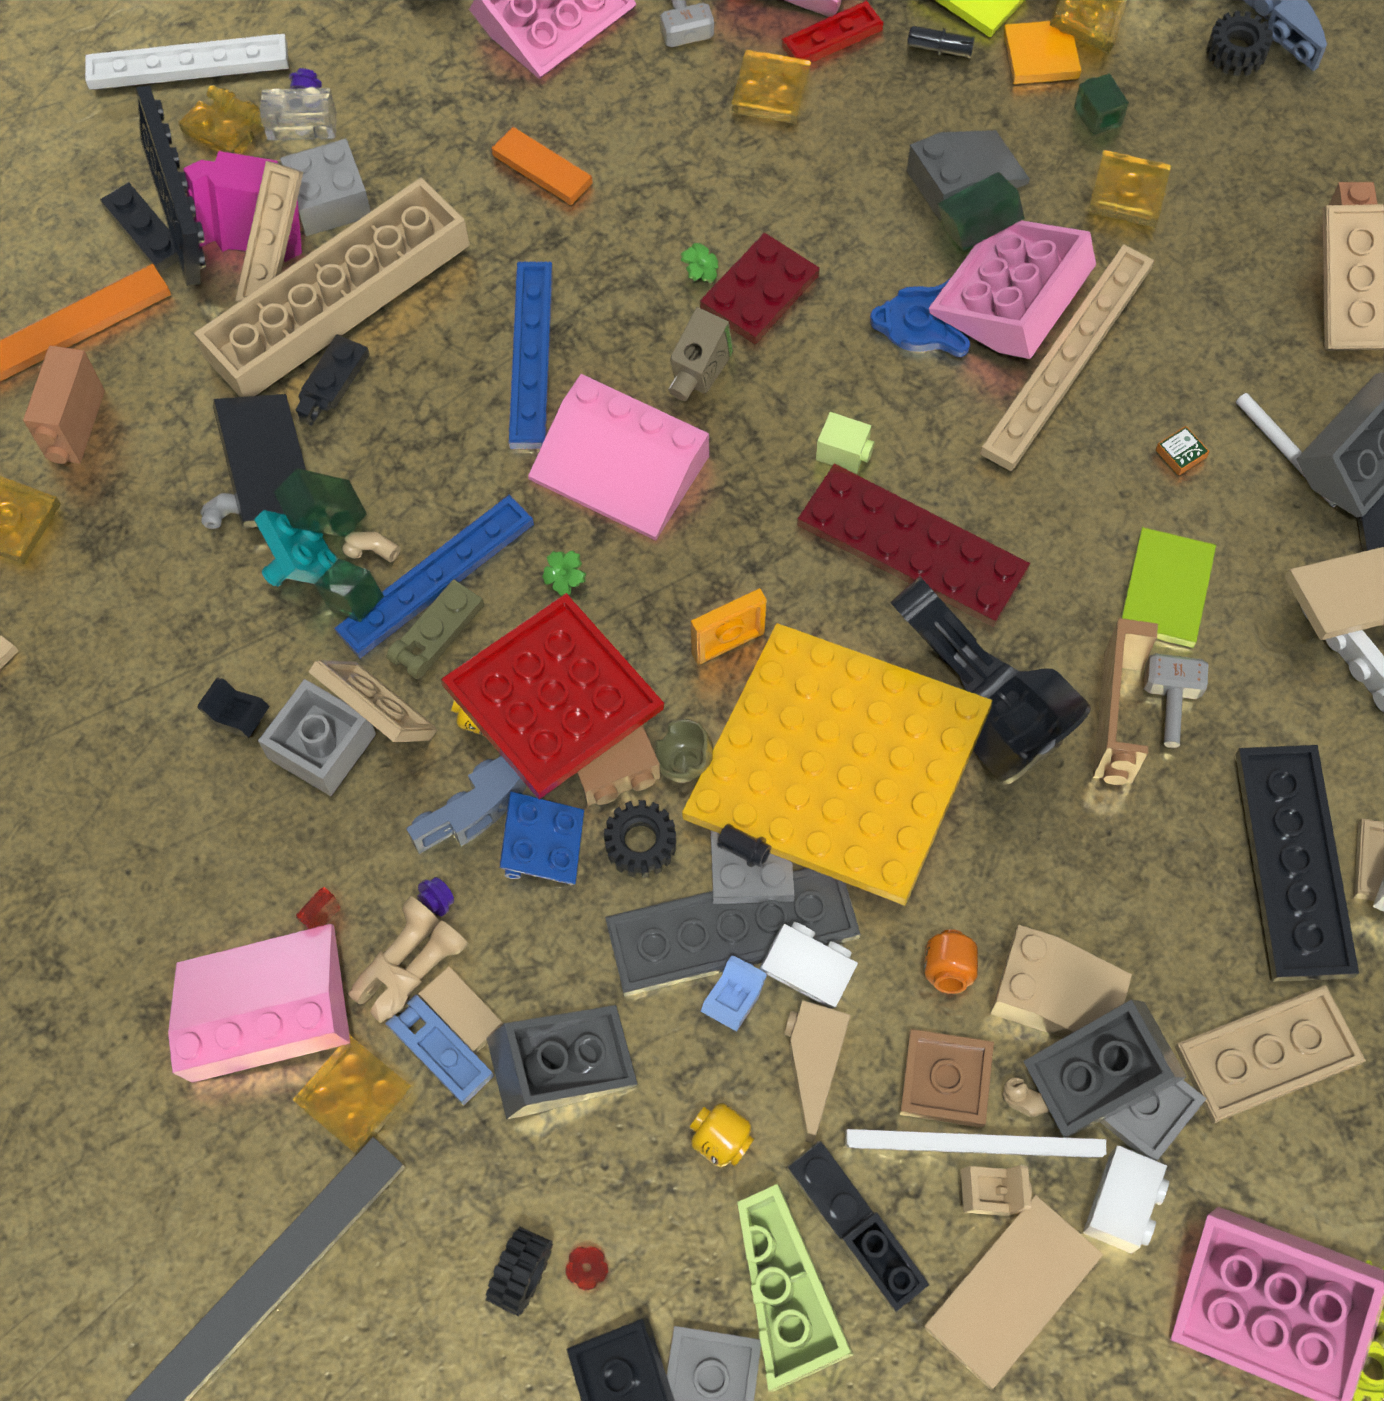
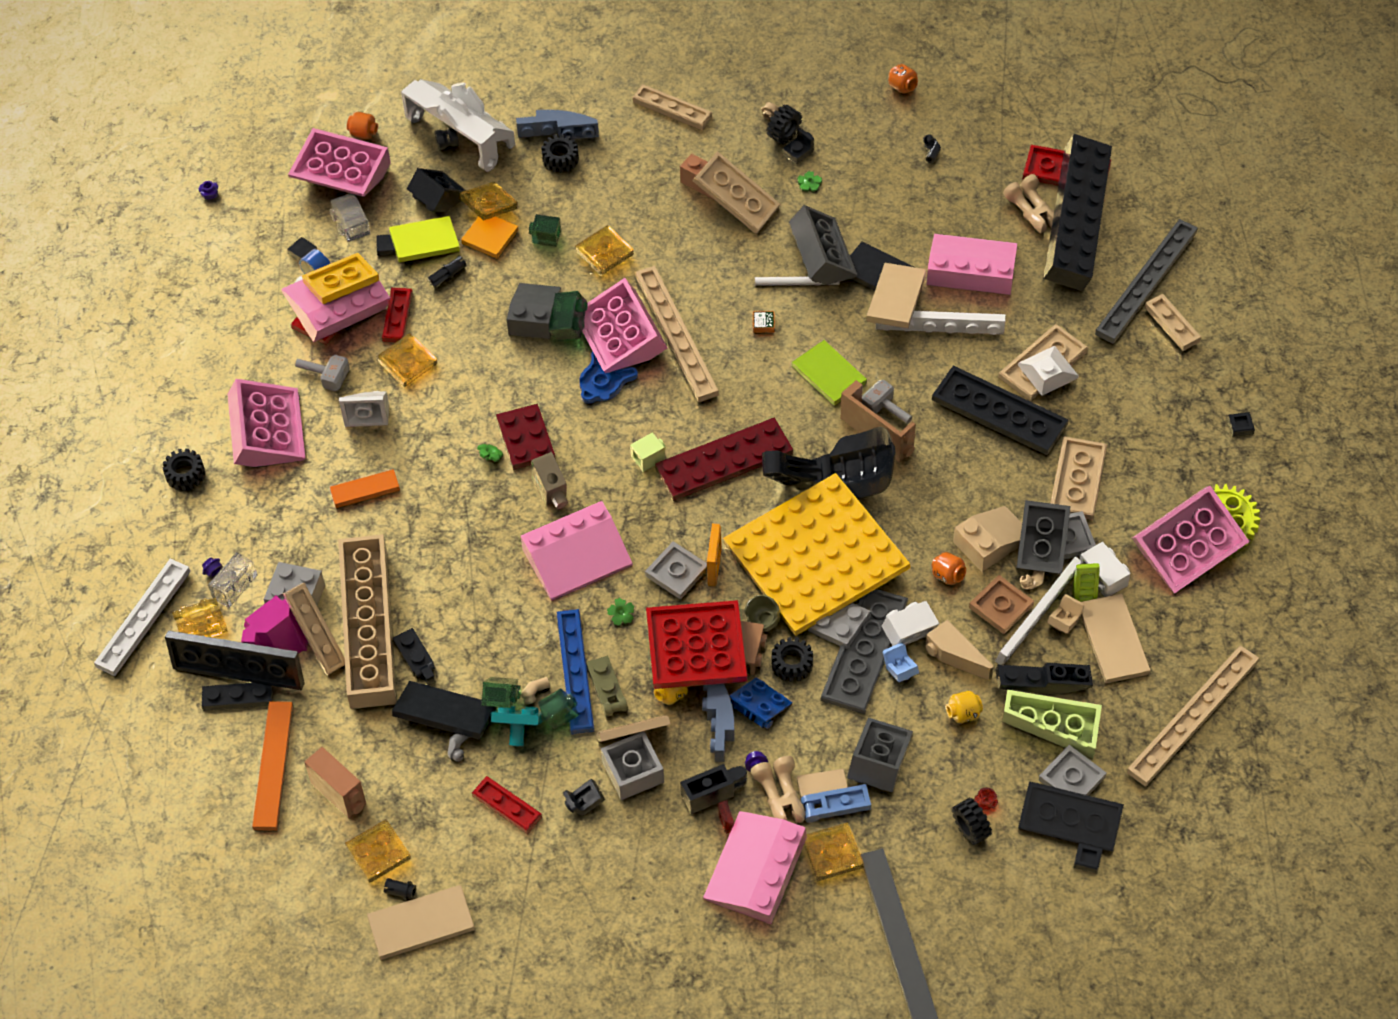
camera: 55 degrees left, 10 degrees down
(174, 625) = (507, 805): none -> red tile
(347, 862) = (712, 787): none -> black hinge
(531, 355) = (478, 558): blue tile -> none
(655, 86) = (365, 409): none -> white slope
(677, 594) = (676, 570): none -> light grey plate
(745, 846) = (833, 613): black pin -> none
(1070, 1187) = (1086, 586): none -> lime slope

